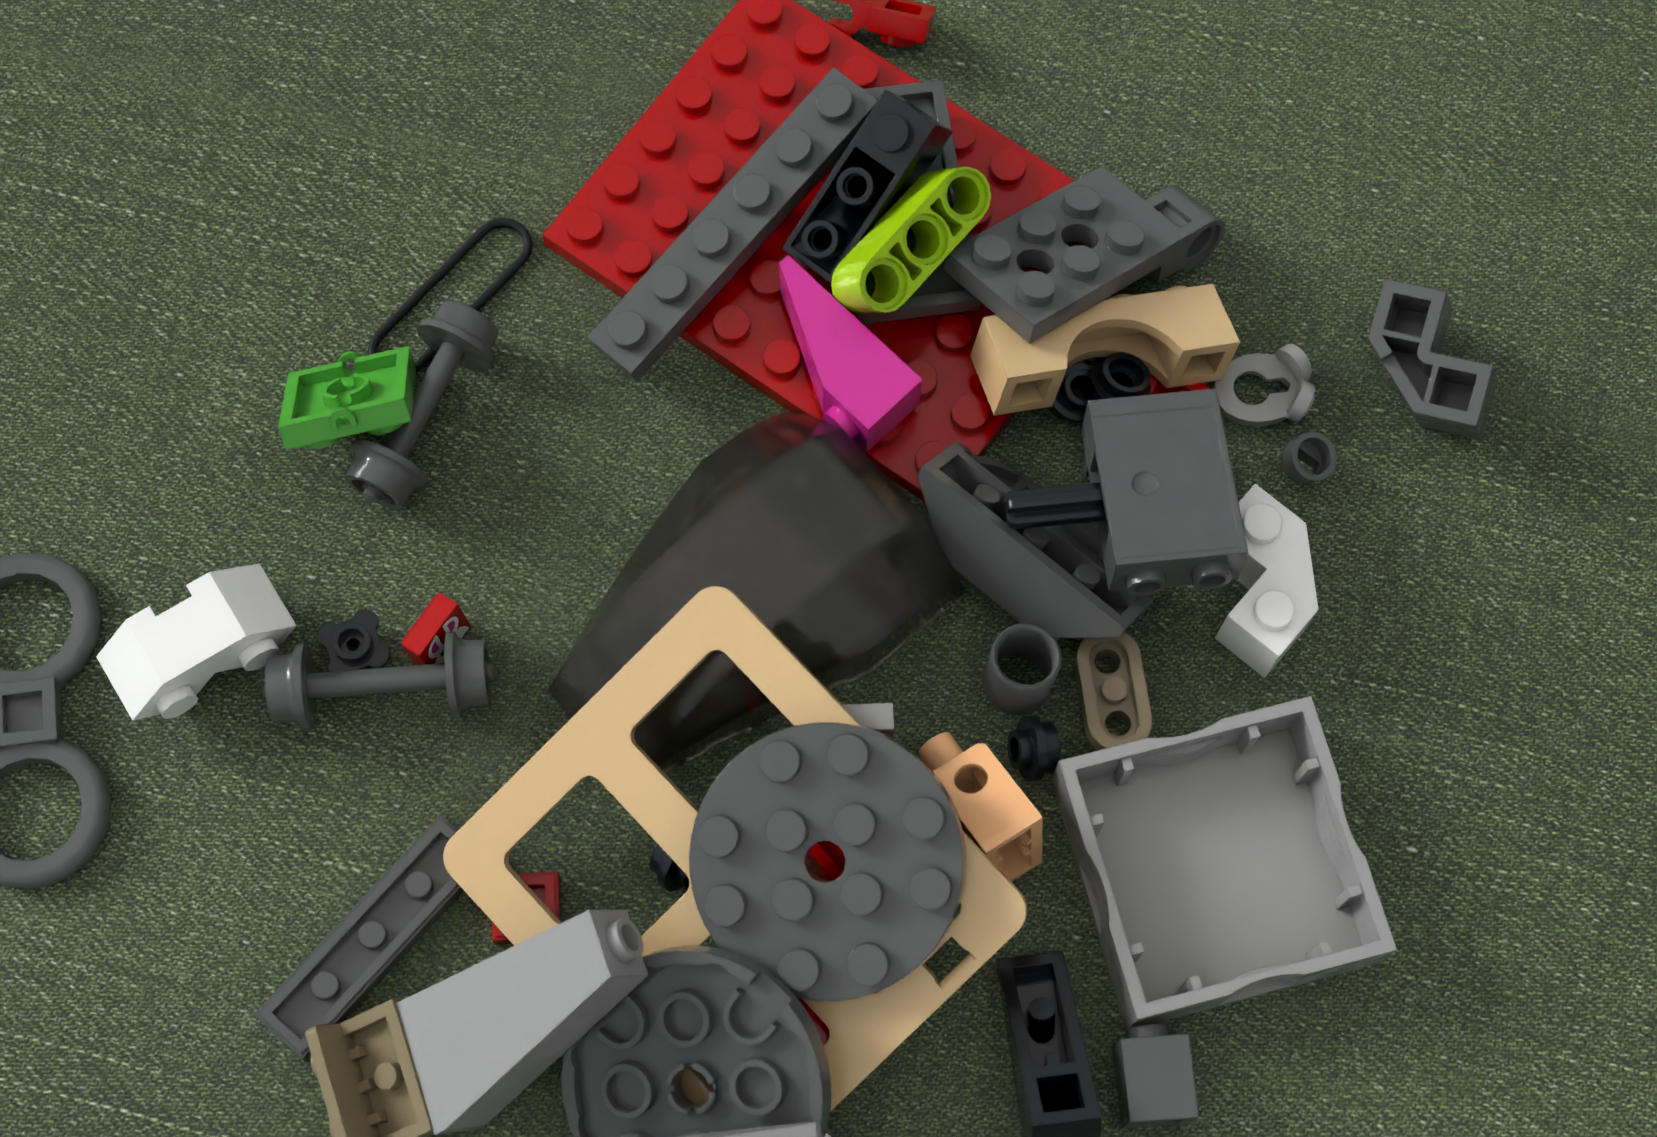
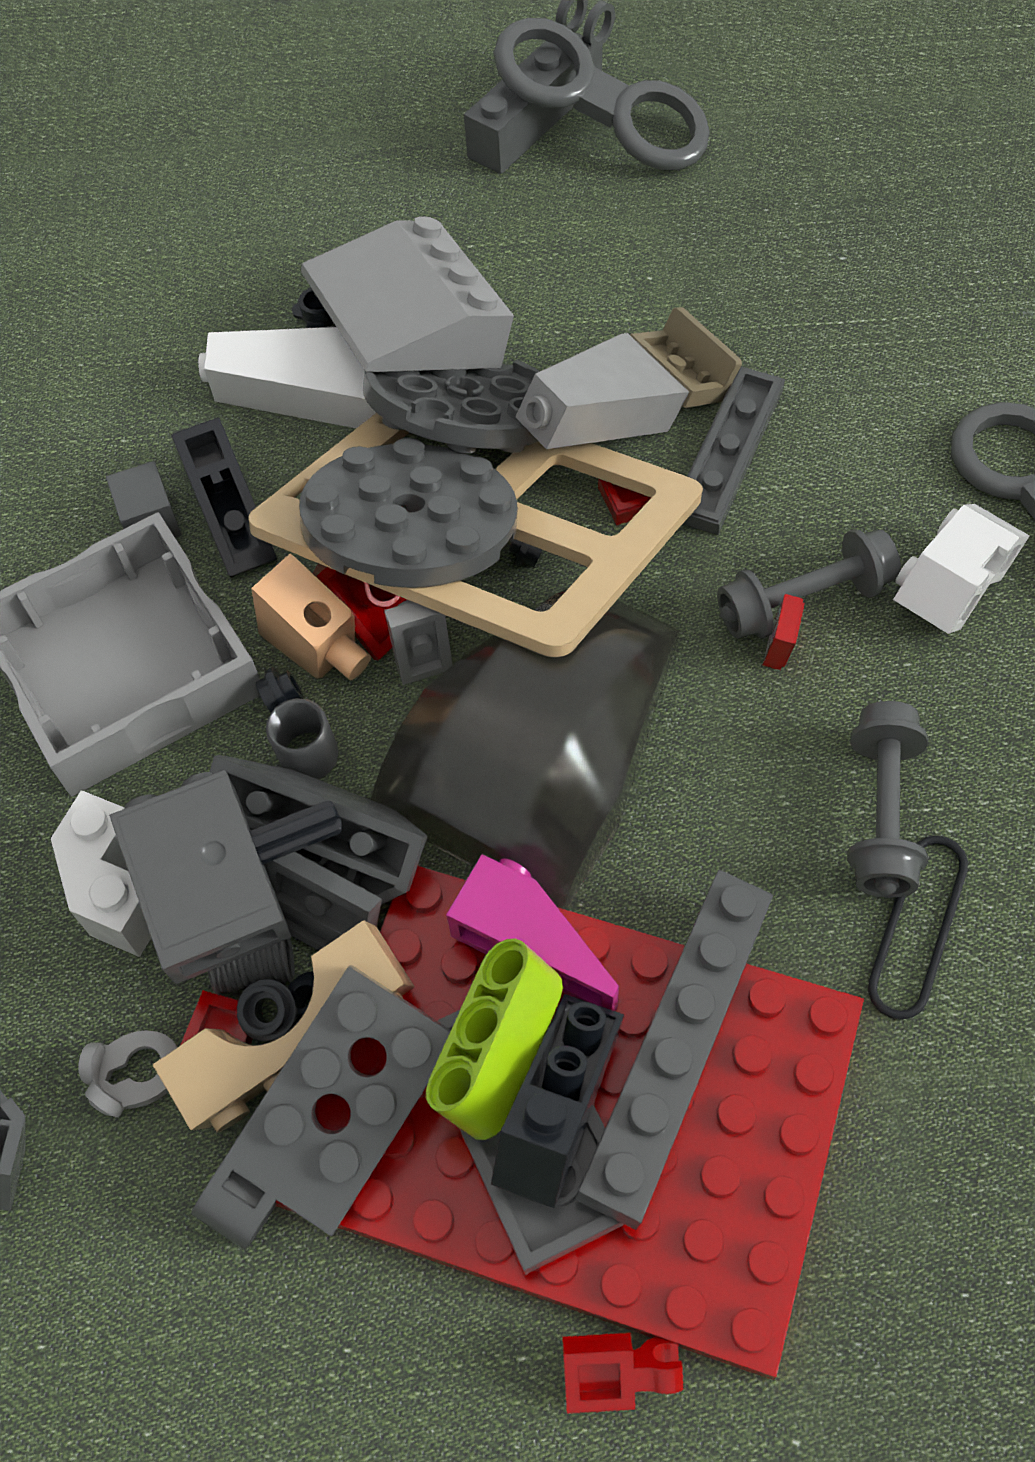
camera: 170 degrees right, 10 degrees down
(337, 402) = (952, 774): bright green plate -> none
(361, 628) = (840, 626): black plate -> none
(1023, 450) = (317, 901): none -> dark grey plate
(1113, 694) = (212, 721): dark tan plate -> none
(1313, 450) = (79, 992): dark grey hinge -> none

